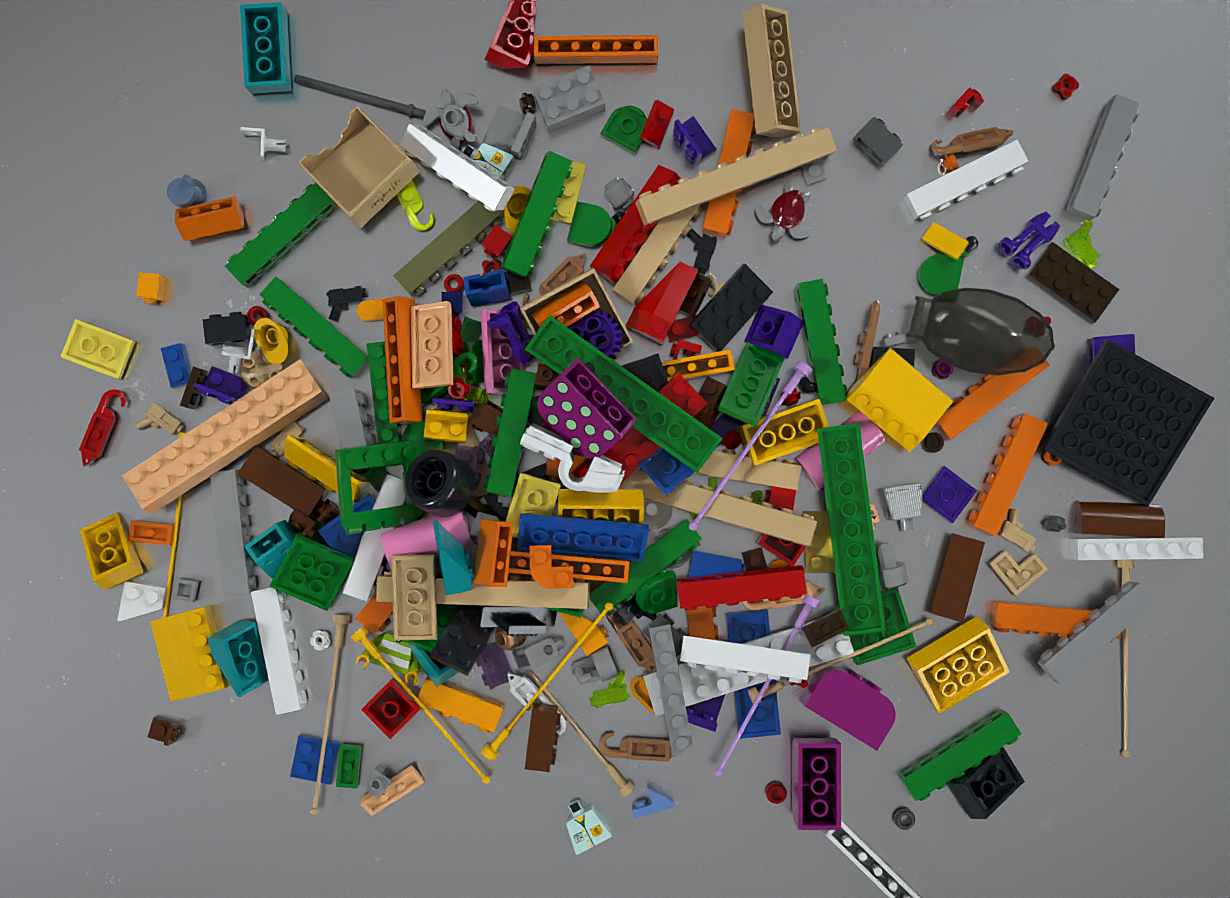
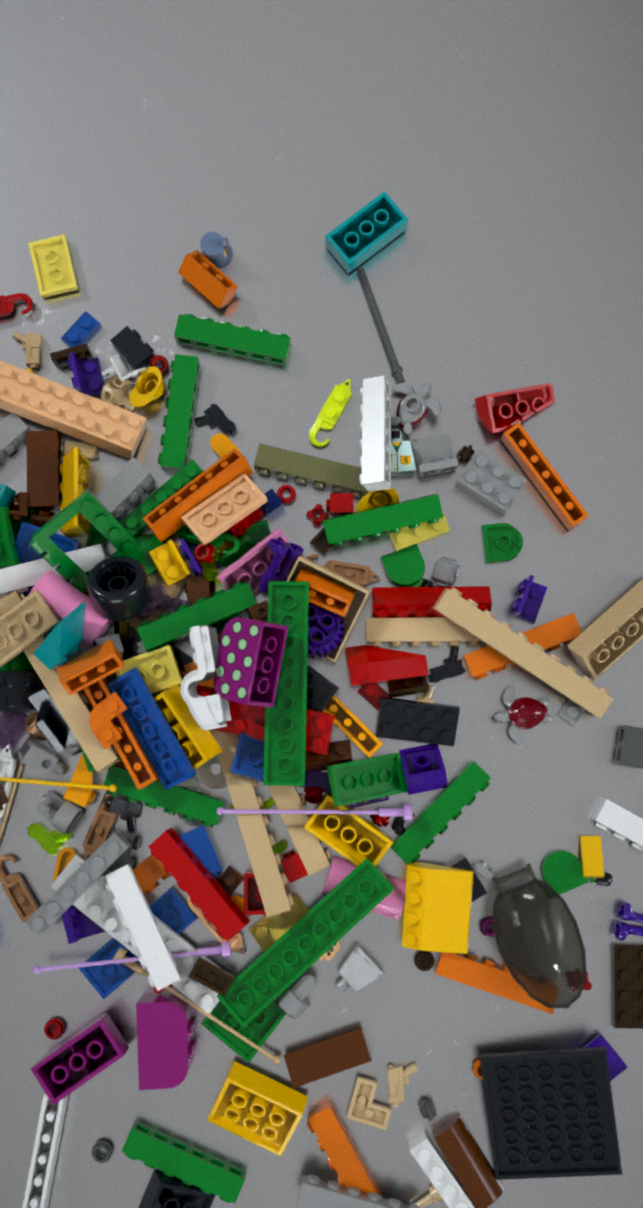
camera: 60 degrees right, 5 degrees down
(151, 287) = (126, 272): light orange brick -> none
(266, 144) = (294, 282): white bracket -> none
(361, 168) = (323, 364): tan piece -> none
(487, 287) = (300, 521): blue brick -> none
(657, 123) = (520, 563): red plate -> none
(658, 593) = (150, 820): green tile -> none
(689, 349) = (362, 710): red bracket -> none
(867, 339) = (469, 847): medium nougat plate -> none
(948, 494) = (390, 1002): dark purple tile -> none
(1008, 474) = (440, 1041): orange brick -> none

